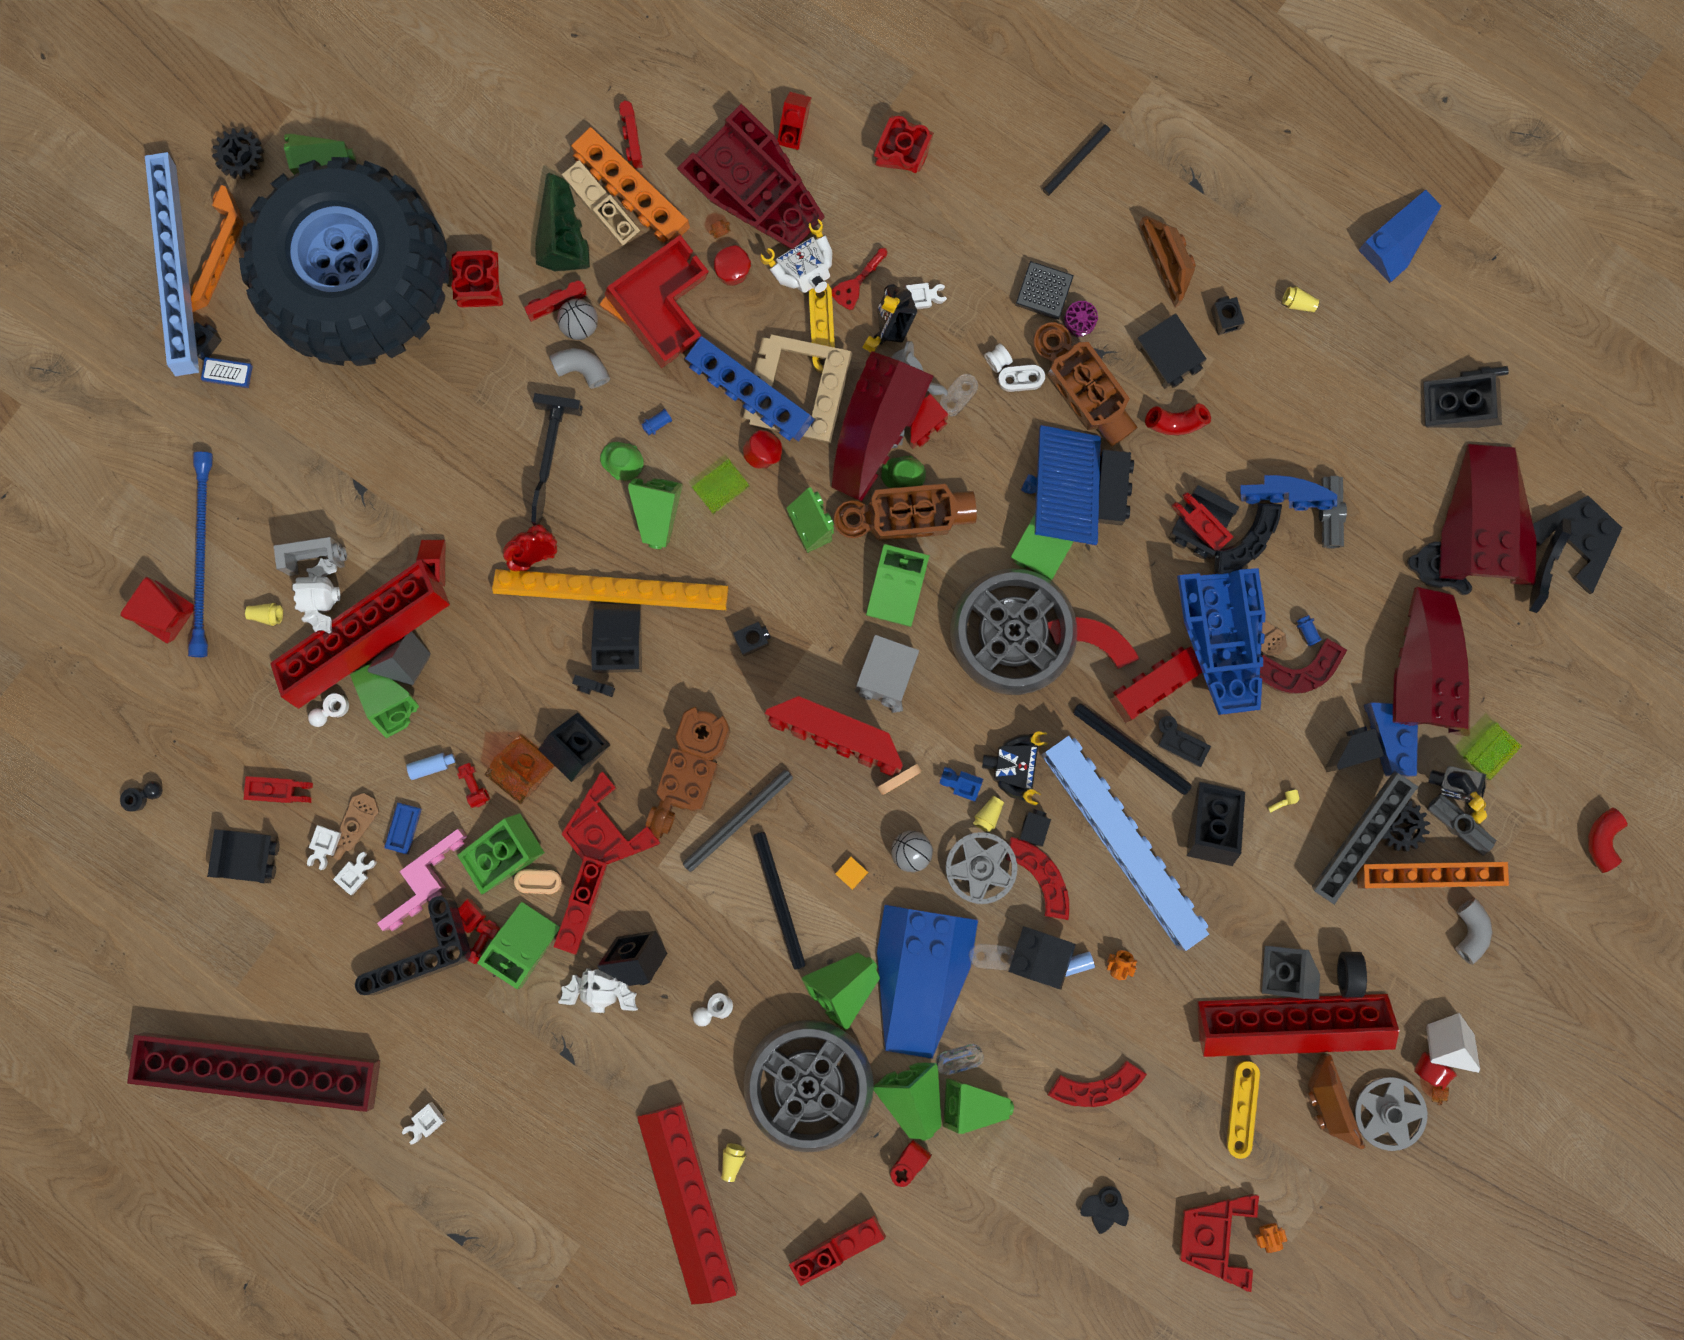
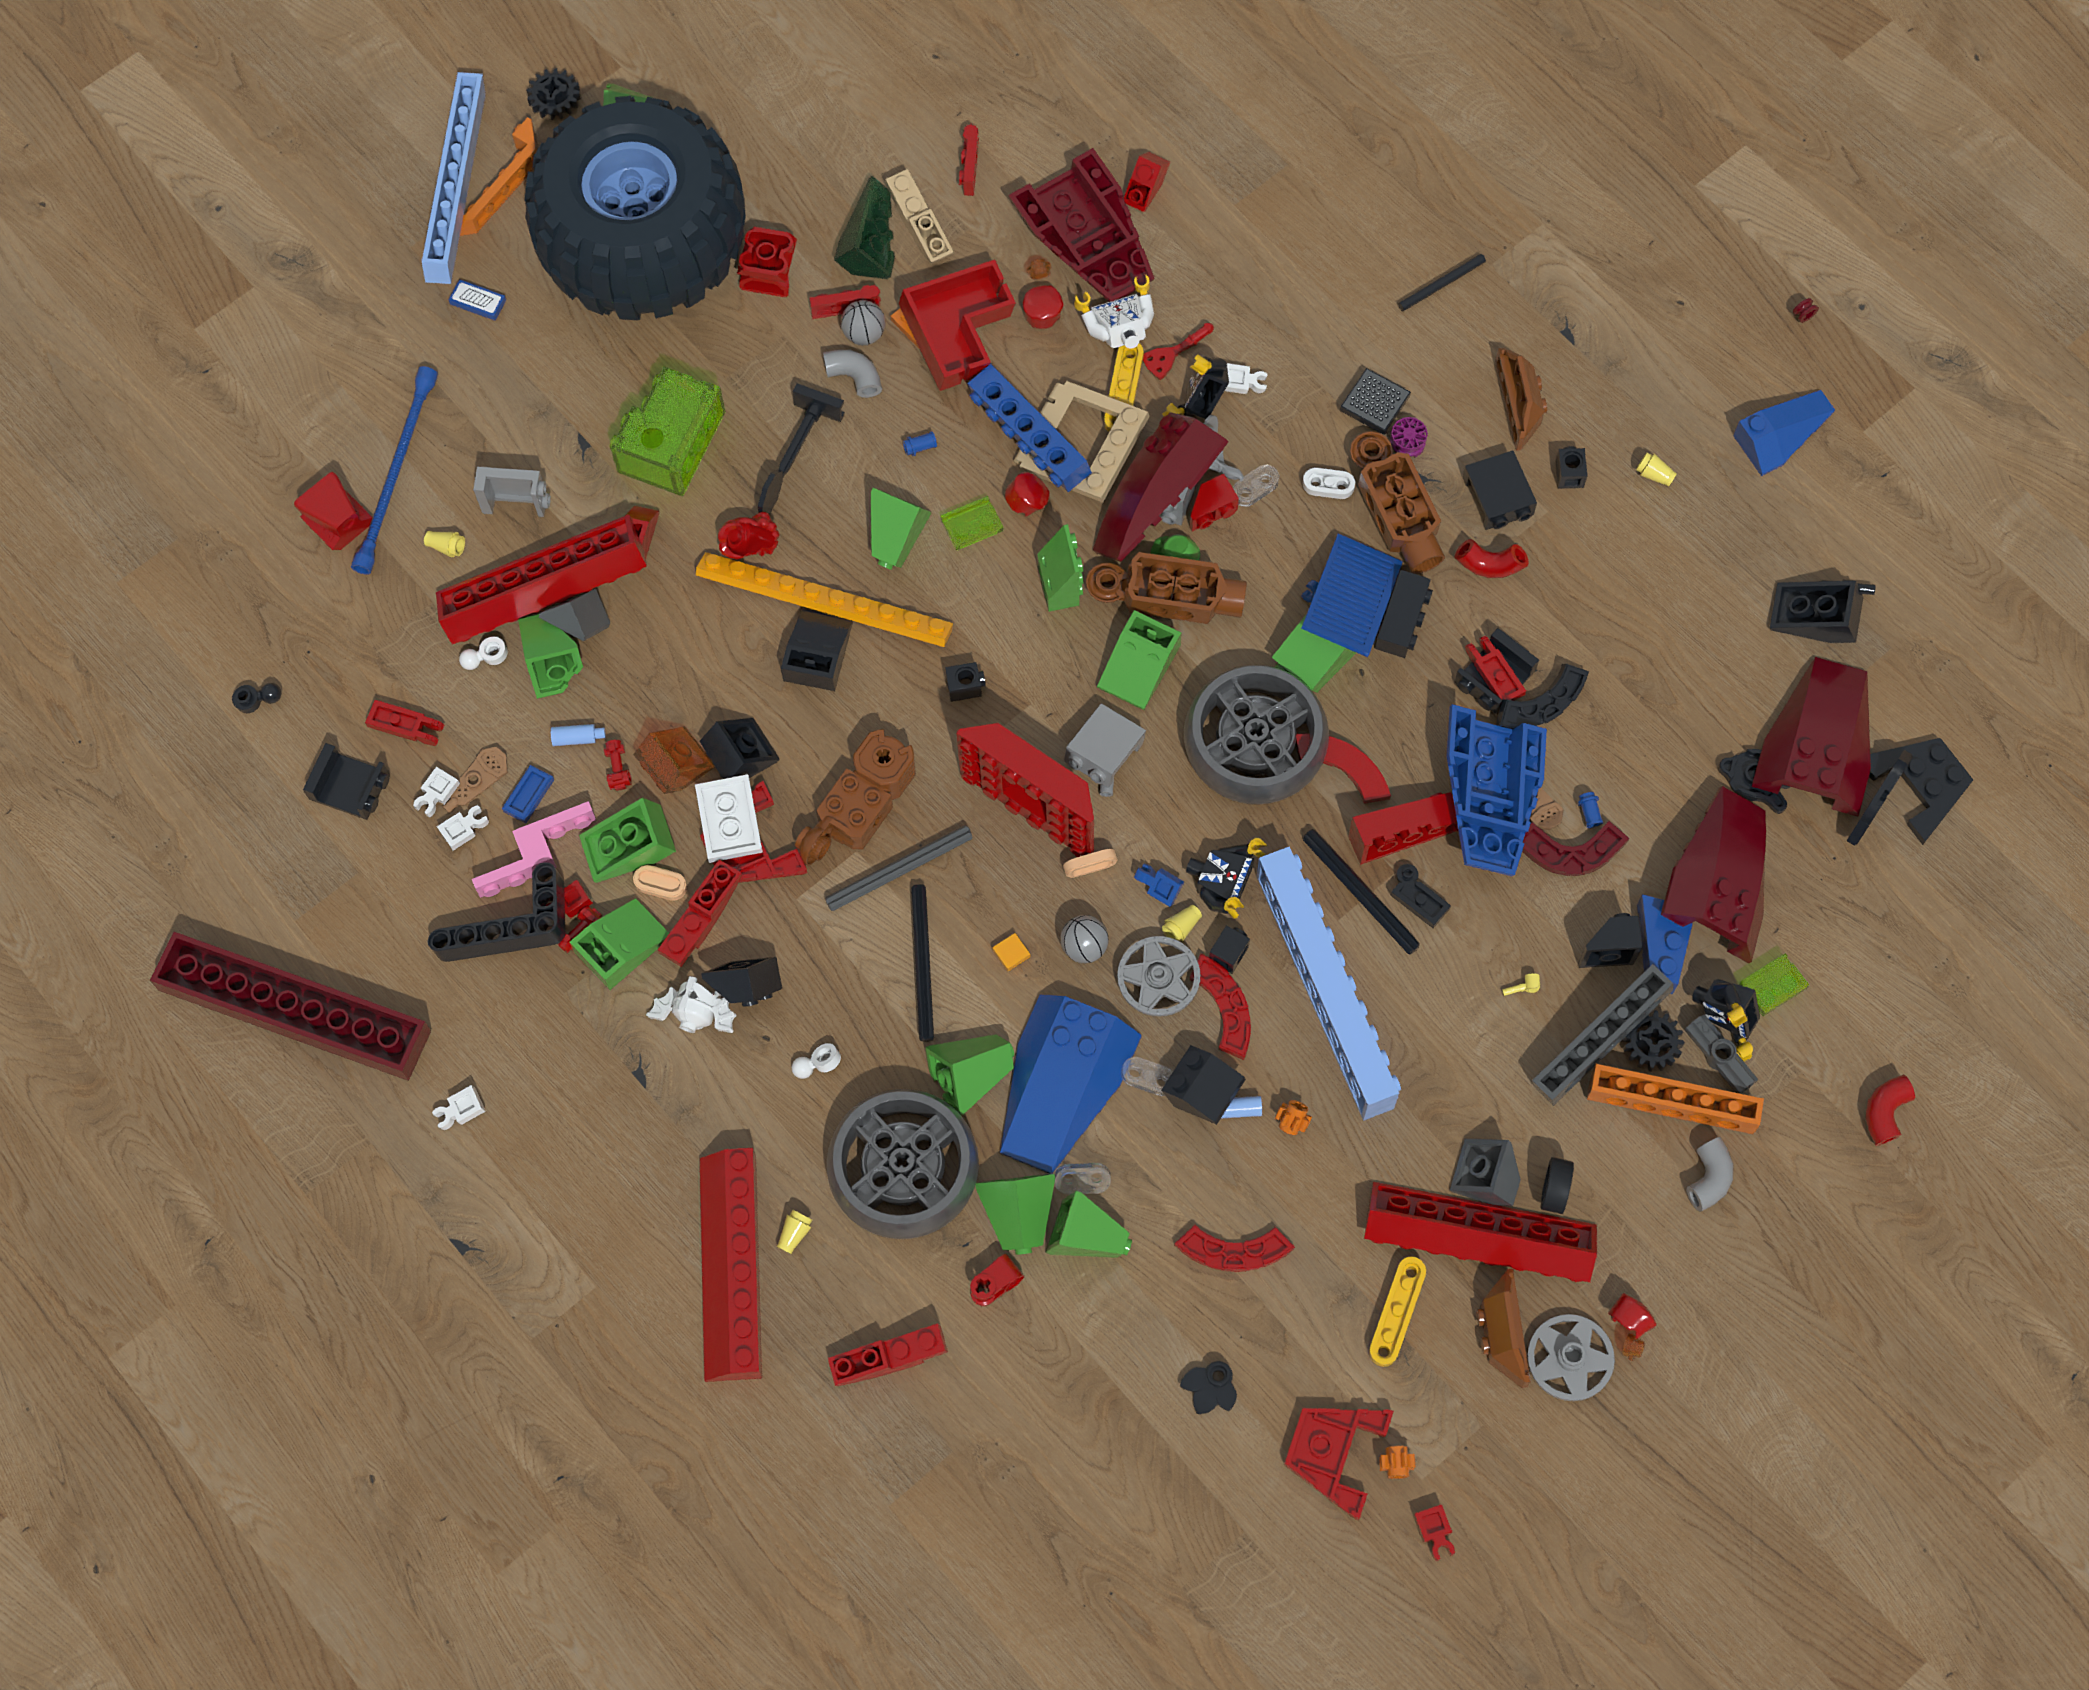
camera: 15 degrees right, 15 degrees down
(211, 342) = (468, 268): black brick -> none
(317, 595) = (507, 533): white helmet -> none
(435, 465) = (669, 431): none -> clear neon green piece
(582, 815) = (728, 818): none -> white plate
(587, 685) = (772, 689): black plate -> none
(592, 143) = (926, 160): orange brick -> none
(622, 460) = (872, 472): bright green hat -> none
(903, 145) = (1256, 226): red piece -> none
(998, 358) = (1308, 457): white wheel -> none
(1216, 824) = (1438, 991): black slope -> none
(1300, 492) = (1608, 658): blue slope -> none
(1311, 1283) = (1434, 1527): none -> red plate
(1334, 518) = (1644, 692): dark grey piece -> none
(1399, 116) = (1805, 310): none -> dark red bush
(1453, 1043) = (1660, 1289): white slope -> none

